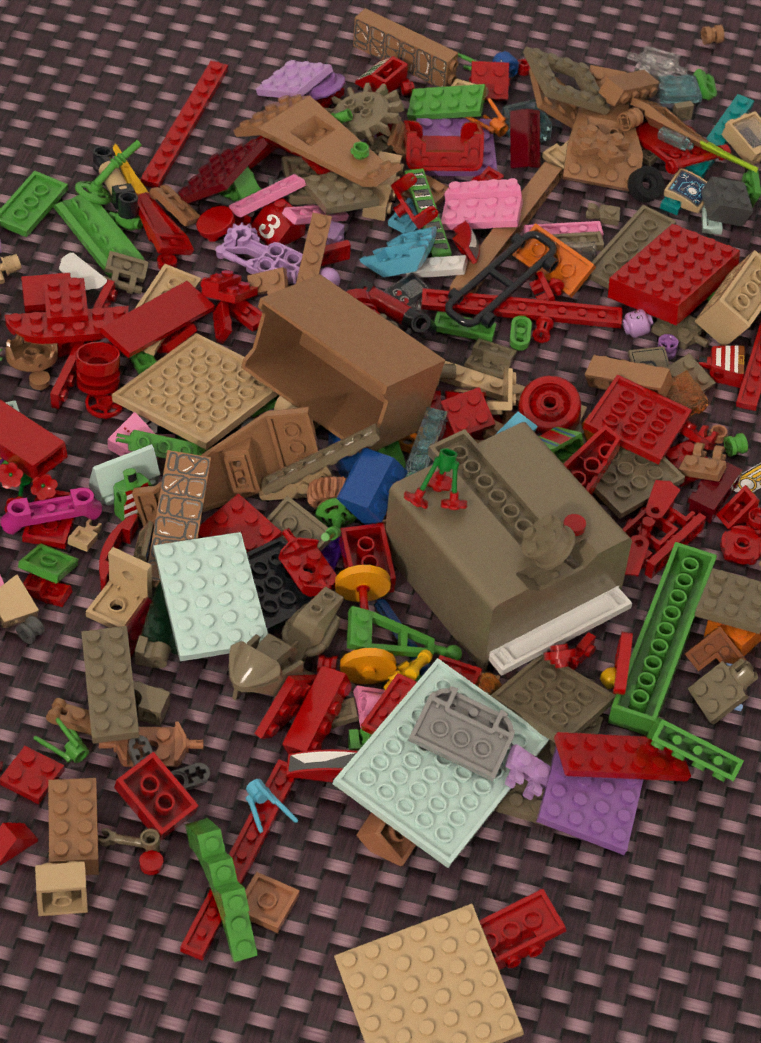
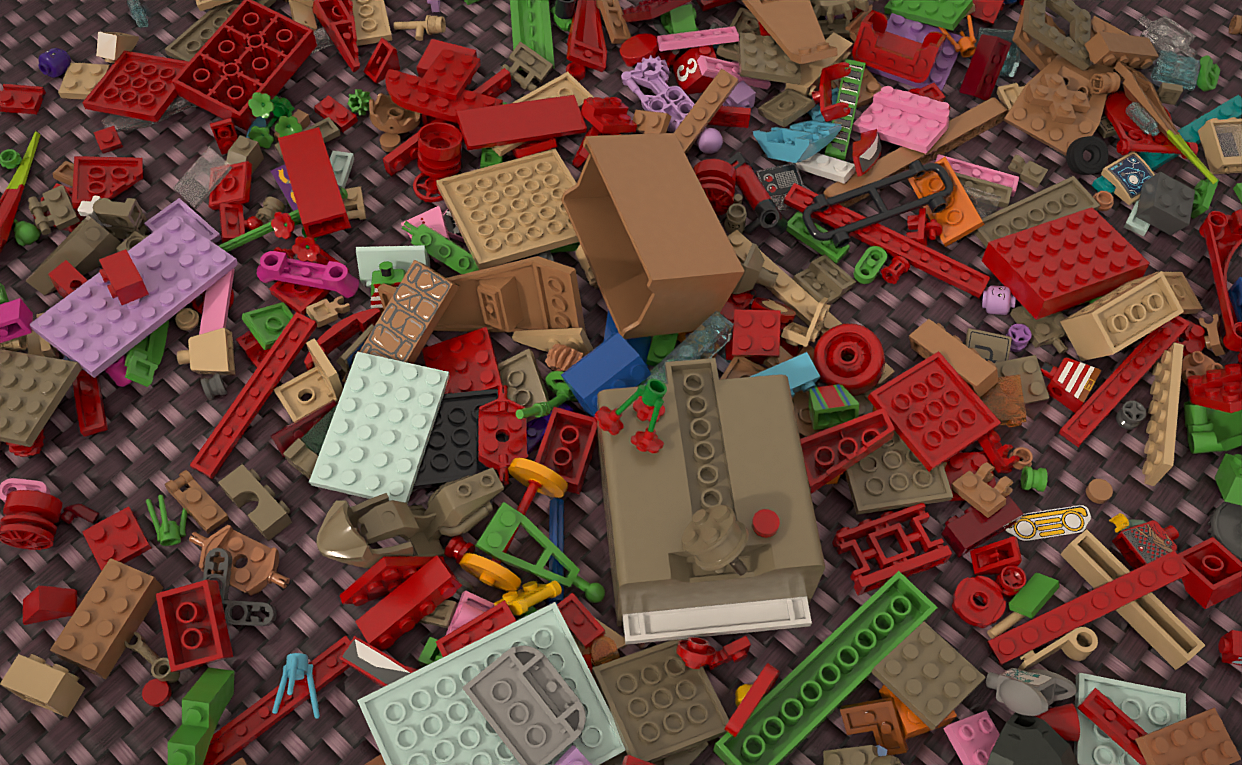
camera: 30 degrees right, 10 degrees up
(73, 620) = (253, 395): none -> red plate
(79, 269) = (490, 54): white sticker -> none
(110, 684) = (232, 481): dark tan plate -> none
(328, 456) = (575, 325): dark tan plate -> none
(360, 150) = (806, 23): bright green plate -> none
(375, 229) = (786, 107): none -> dark tan plate
(660, 500) = (909, 513): red piece -> none
(678, 215) = (1105, 200): none -> nougat plate

